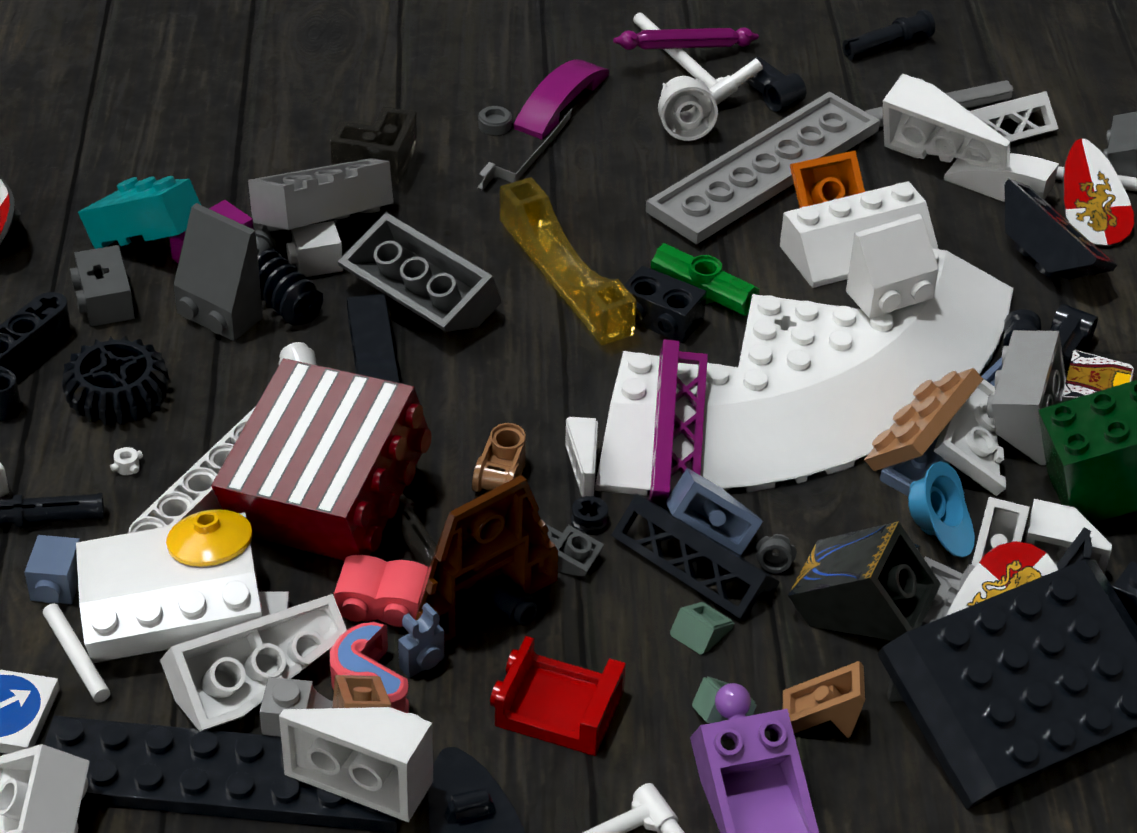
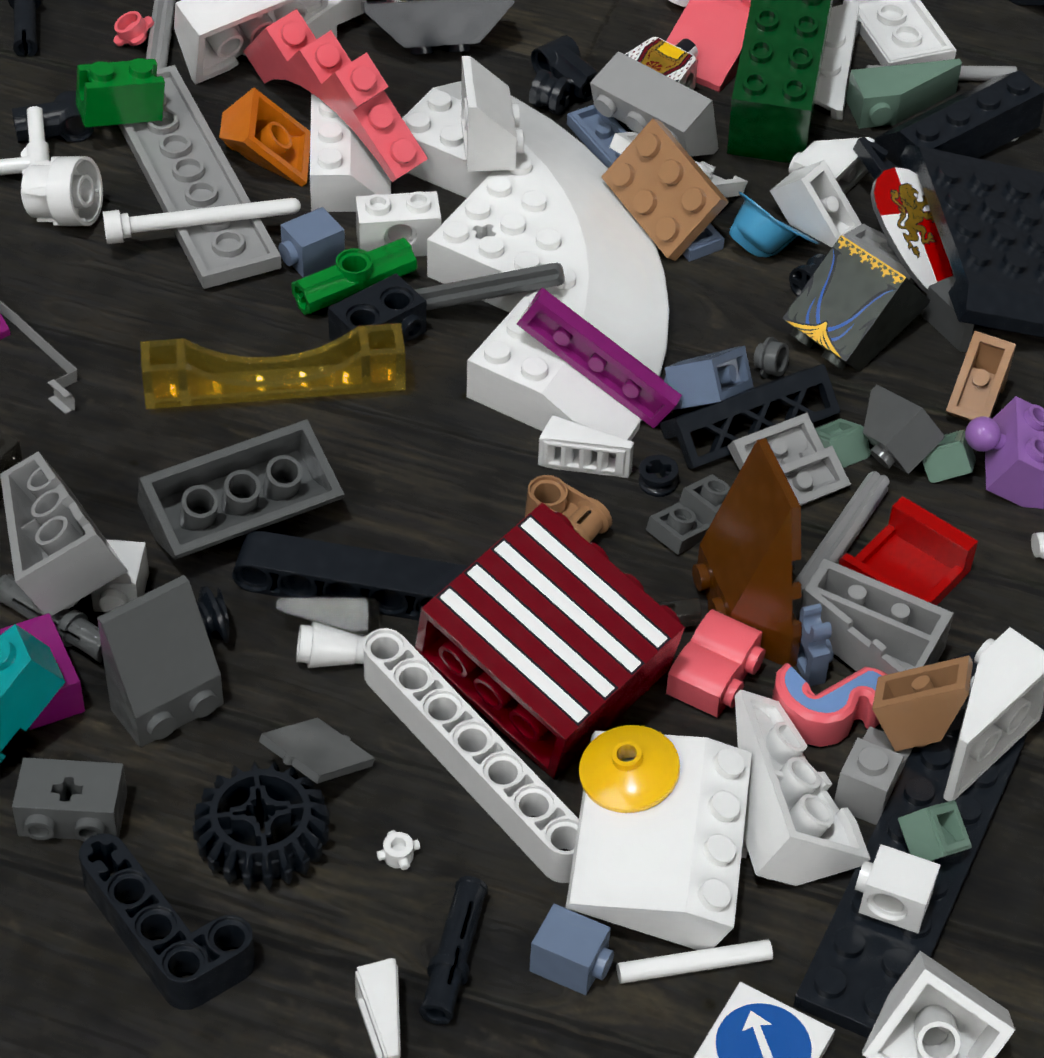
camera: 70 degrees left, 5 degrees up
(159, 742) = (897, 887): none -> white brick
(192, 387) = (317, 750): none -> dark grey piece
(236, 760) = (935, 831): none -> sand green slope
(330, 350) = (348, 614): none -> clear smoke slope
(458, 679) = (877, 622): none -> light grey wedge
(562, 645) = (844, 529): none -> light grey axle
(646, 594) = (804, 460): none -> light grey slope
(667, 142) = (121, 225): none -> white piece
(722, 344) = (493, 286): none -> dark grey axle
(722, 649) = (899, 430): none -> dark grey slope
(730, 244) = (311, 242): none -> sand blue brick
(777, 274) = (397, 216): none -> white brick
(801, 92) = (119, 92): none -> green brick
(879, 184) = (348, 87): none -> coral arch

